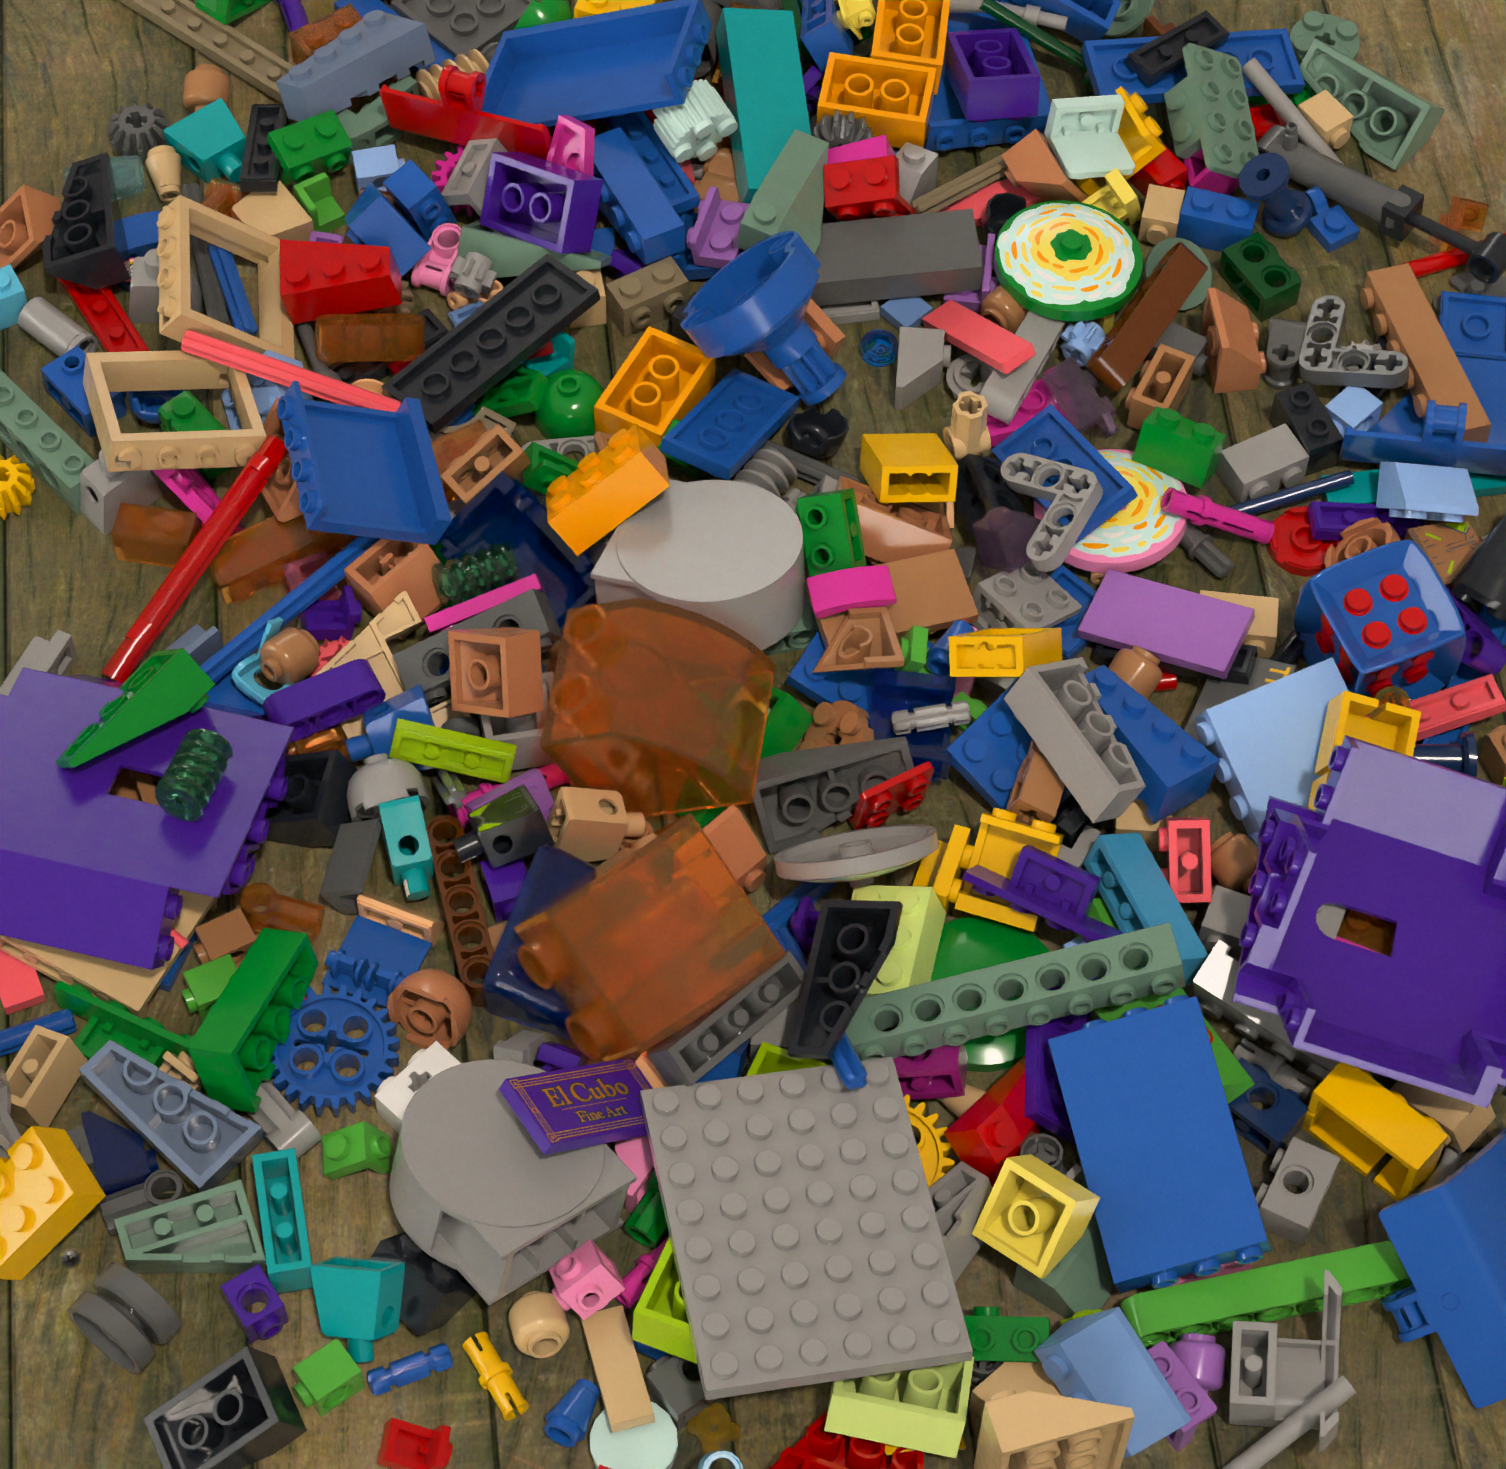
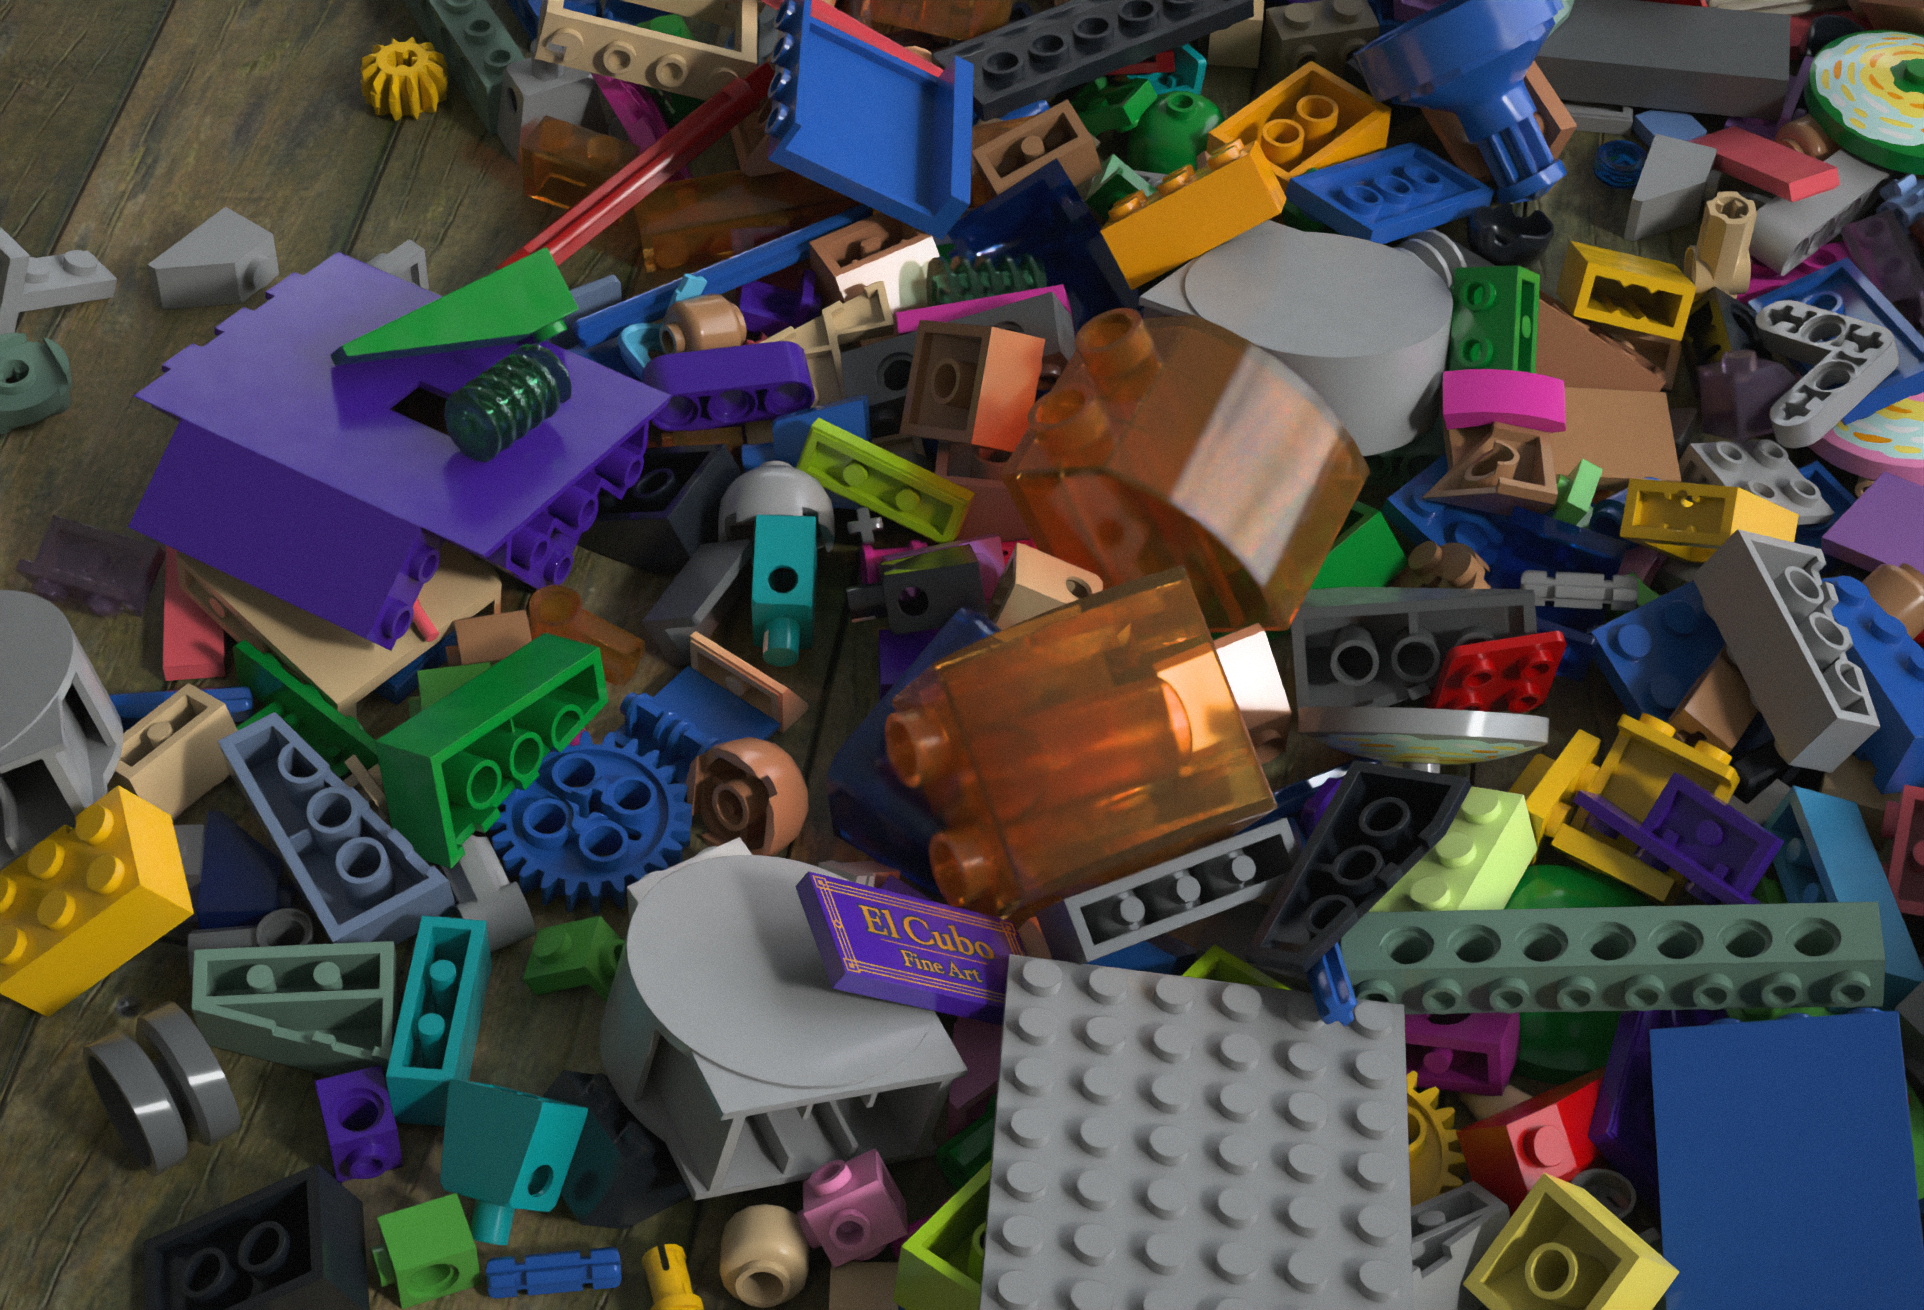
camera: 15 degrees right, 10 degrees down
(457, 893) = (834, 679): reddish brown beam -> none

